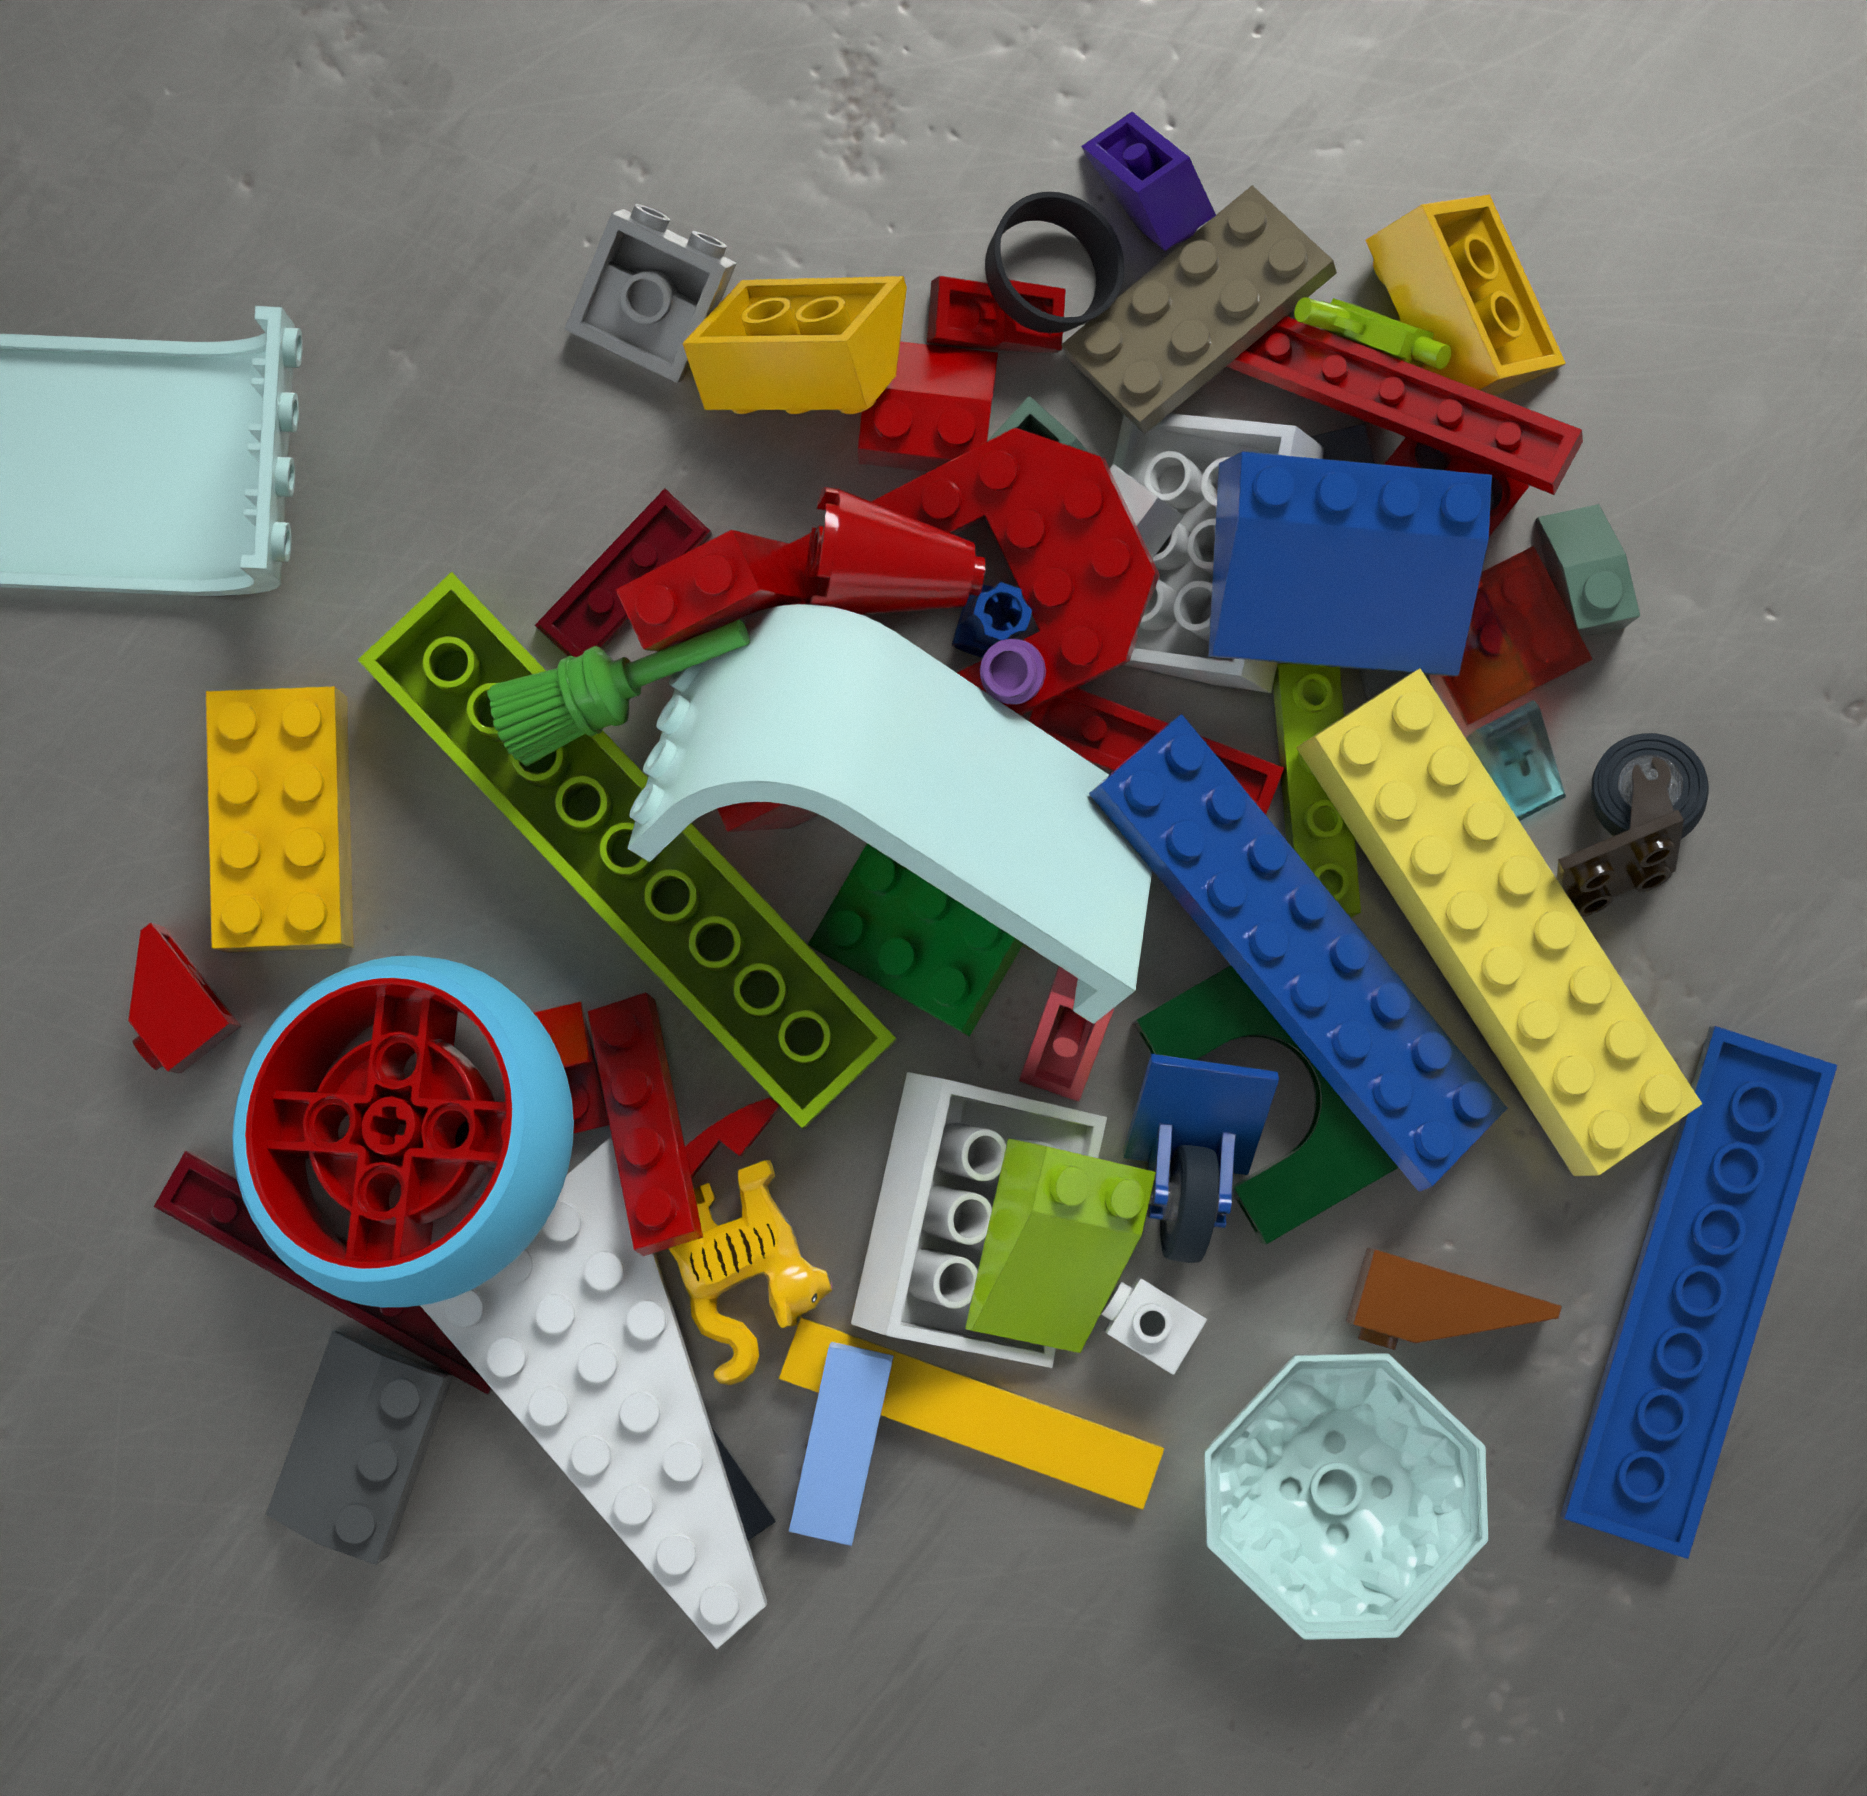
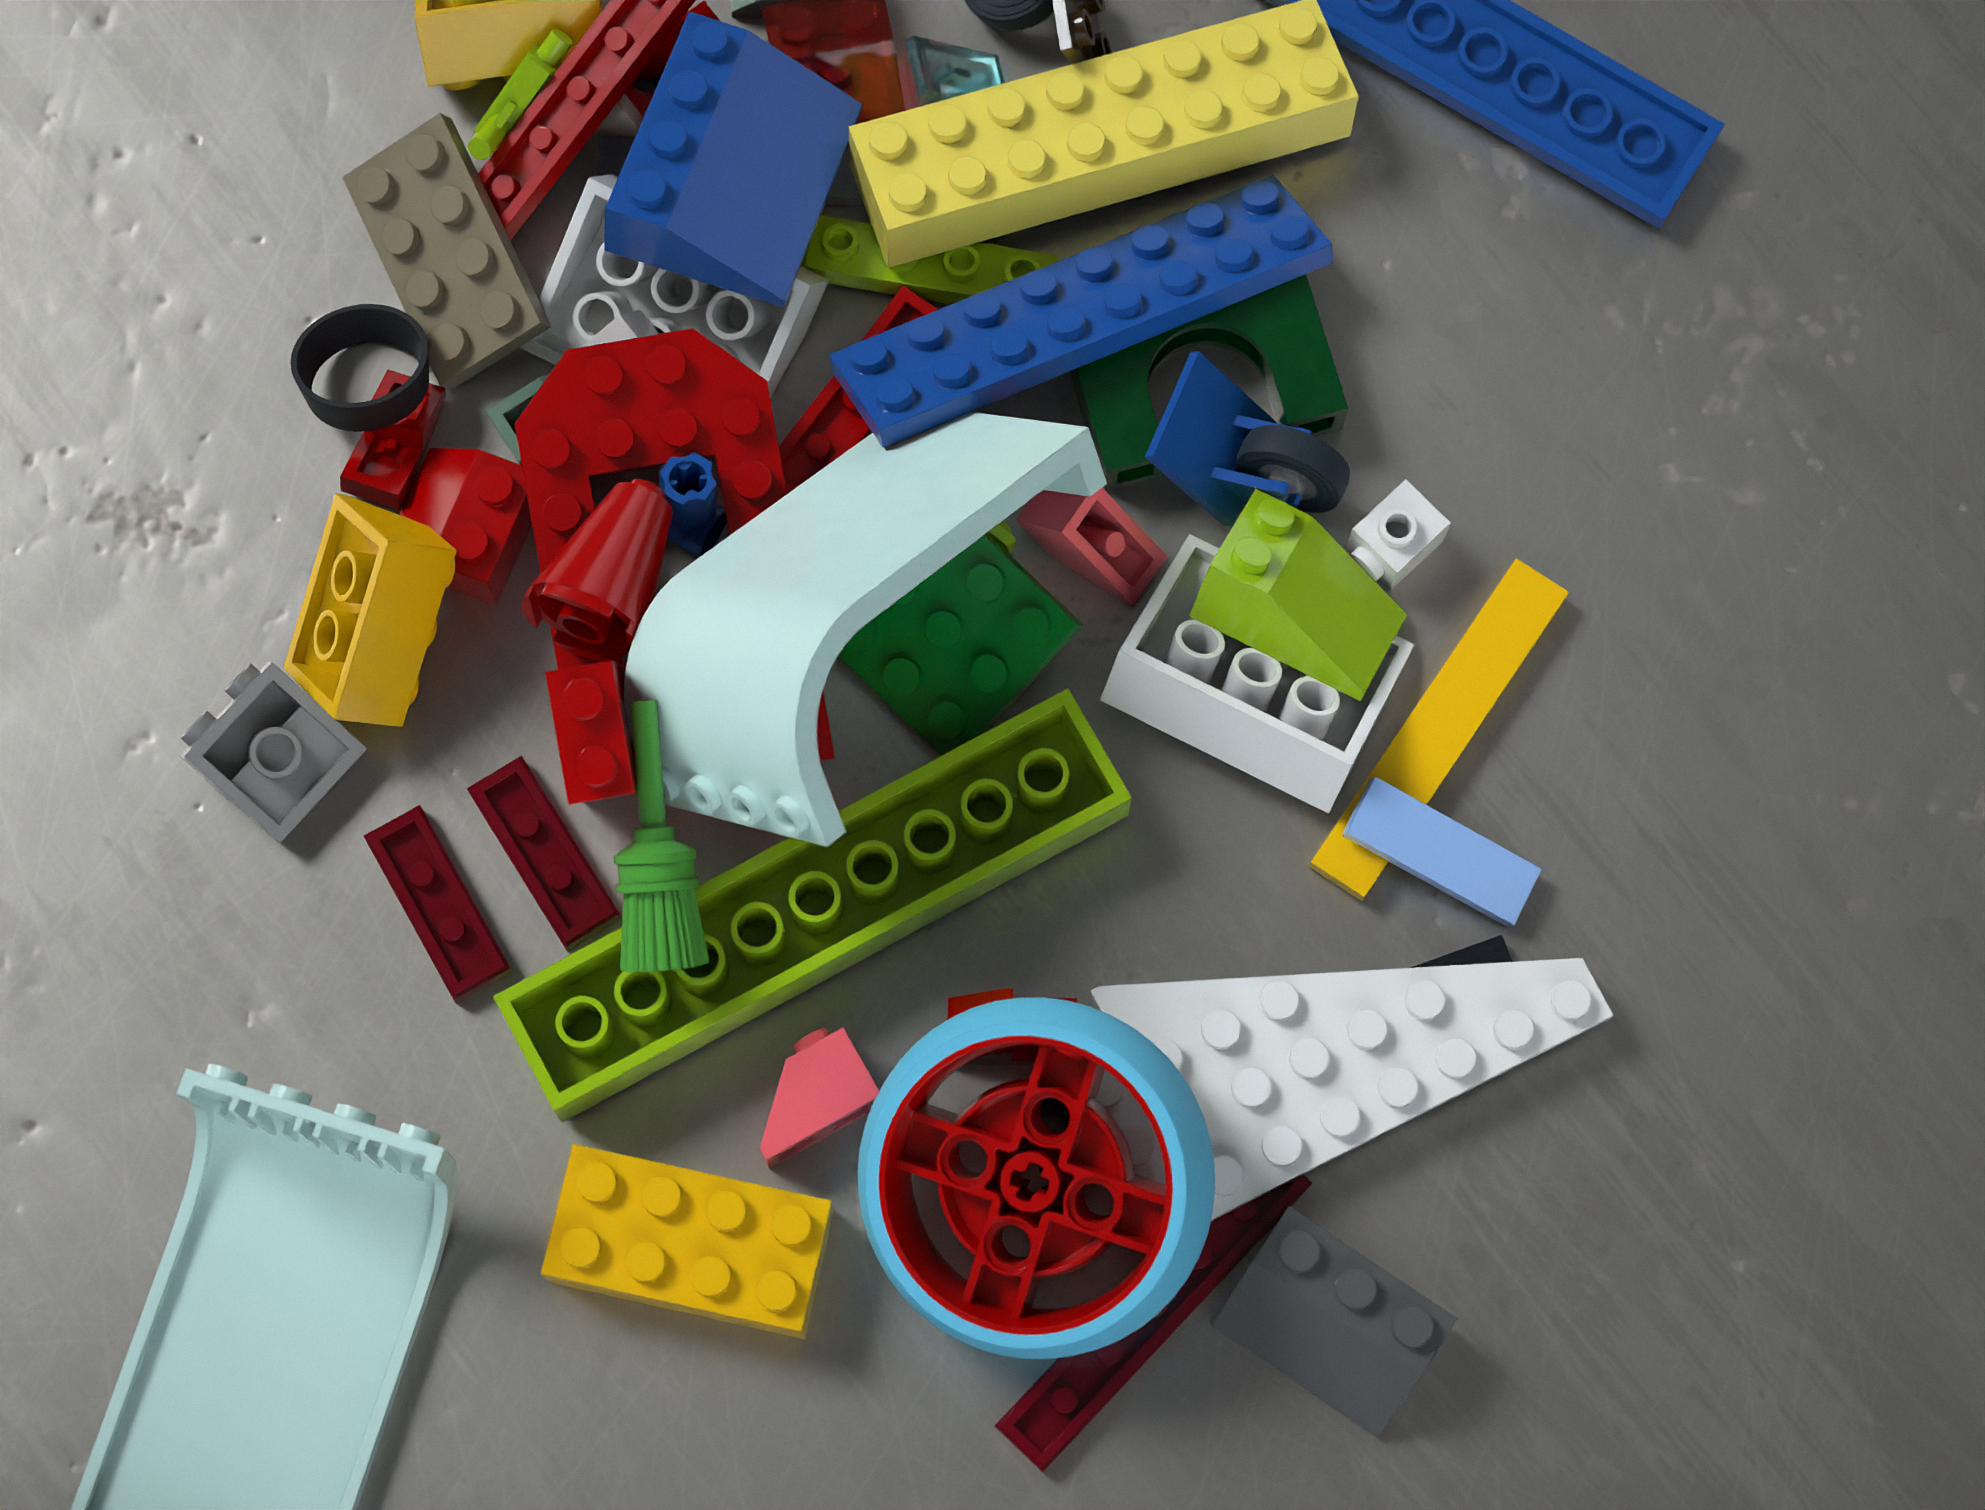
camera: 75 degrees left, 10 degrees down
(174, 1005) = (846, 1396): red slope -> none
(451, 902) = (816, 1094): none -> coral slope
(549, 494) = (438, 904): none -> dark red tile
(645, 1124) = (1087, 953): red plate -> none
(735, 1131) = (1115, 877): red slope -> none
(742, 1250) = (1232, 905): yellow animal -> none
(1012, 671) = (748, 483): medium lavender plate -> none
(1150, 180) = (308, 263): dark purple slope -> none
(1345, 1496) = (1601, 389): light aqua rock -> none
(1427, 1303) = (1435, 292): dark orange slope -> none

